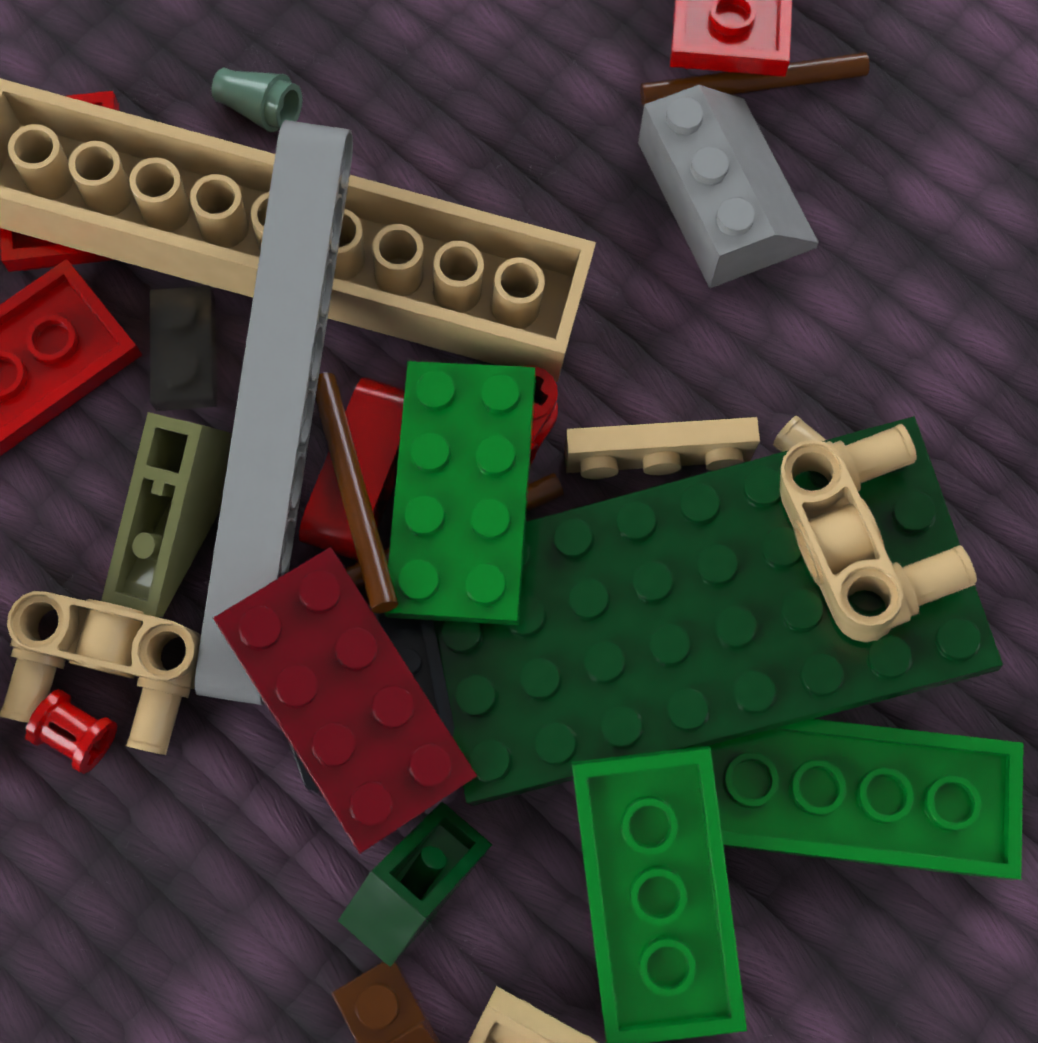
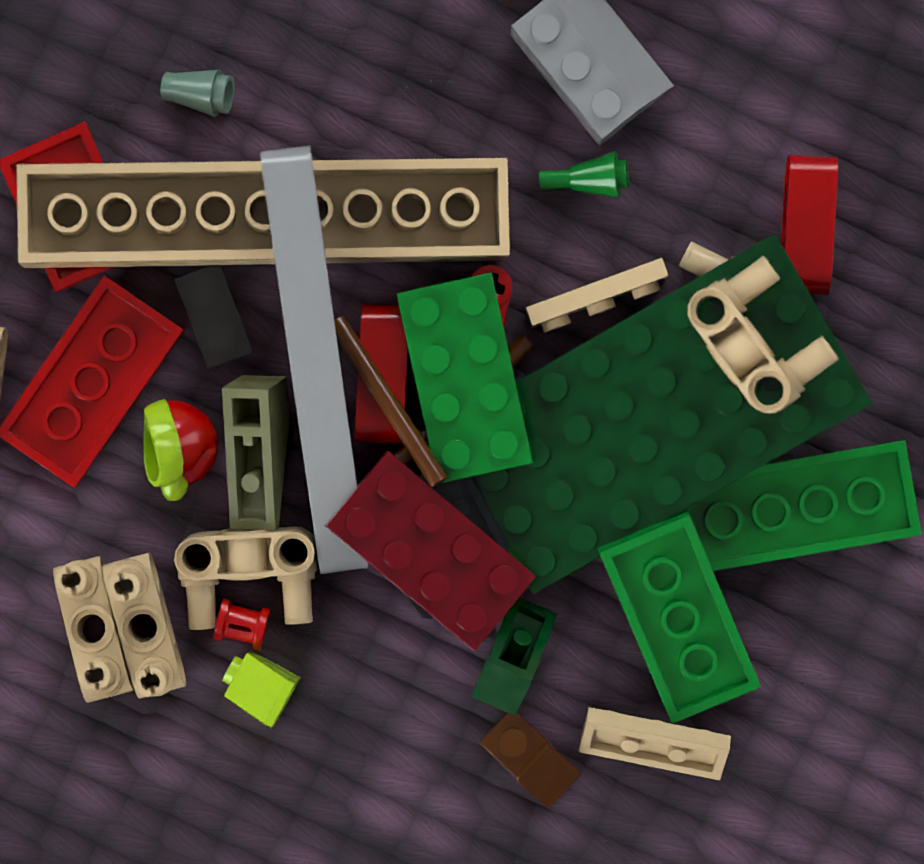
camera: 15 degrees left, 15 degrees up
(60, 823) = (259, 686): none -> lime slope
(74, 477) = (177, 446): none -> piece
(701, 313) = (597, 176): none -> green cone
(958, 424) = (810, 218): none -> red beam

